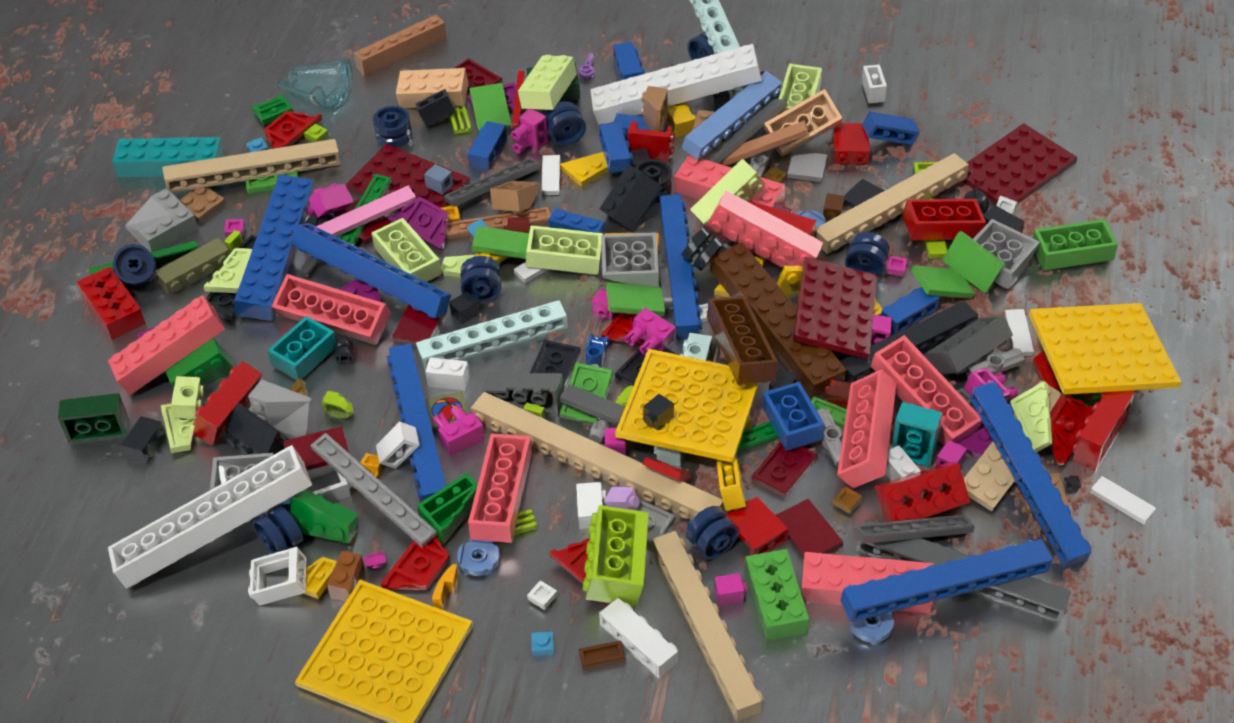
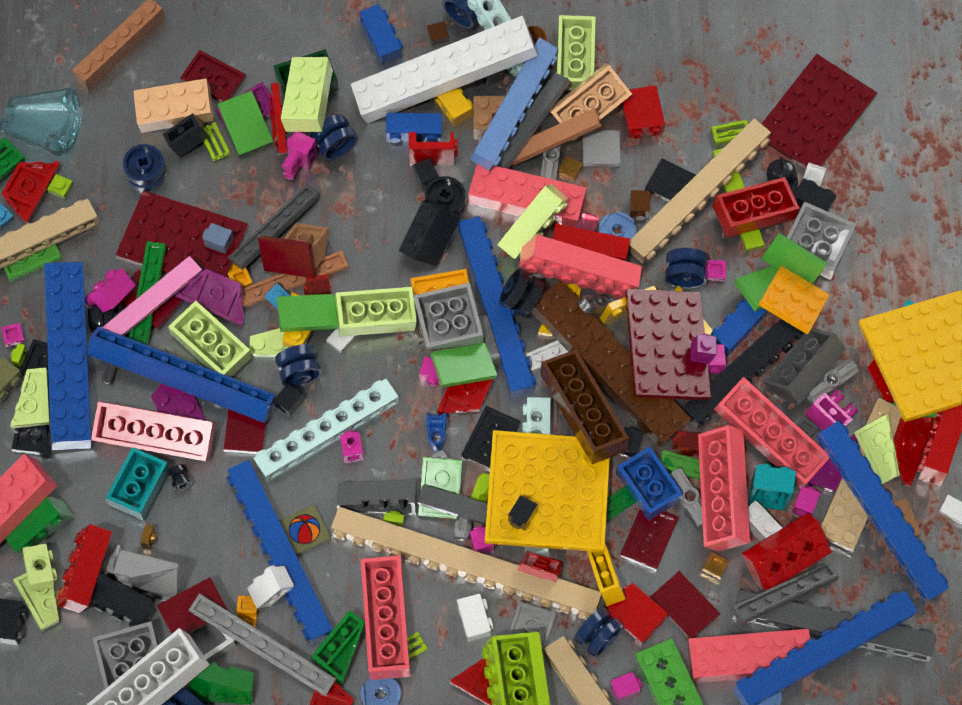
camera: 15 degrees left, 20 degrees up
(337, 405) = (193, 544): lime rock -> none
(447, 374) = (294, 487): white brick -> none
(461, 433) = (328, 558): dark pink brick -> none
(487, 145) = (254, 176): blue brick -> none
(495, 197) = (287, 256): none -> dark red tile
(511, 351) = (351, 446): none -> dark pink brick
(551, 175) = (333, 204): white tile -> none
(556, 358) = (396, 453): black tile -> none
(571, 221) = (378, 275): blue brick -> none
(586, 168) = (372, 186): yellow wing -> none
(587, 71) = (335, 48): medium lavender plate -> none
(615, 147) = (396, 162): blue brick -> none
(622, 498) = (504, 609): lavender brick -> none
(653, 330) = (489, 401): dark pink brick -> none
(655, 107) = (429, 109): medium nougat slope -> none
(769, 266) = (594, 303): none -> flat silver beam
(869, 309) = (703, 348): none -> magenta brick
(874, 83) = (653, 24): white brick -> none
(890, 128) = (681, 88): blue brick -> none
(968, 293) = (794, 299): none -> light orange plate
(1021, 336) = (848, 333): white tile -> none
(1072, 482) = (921, 505): black piece -> none
(1075, 244) = (889, 216): bright green brick -> none

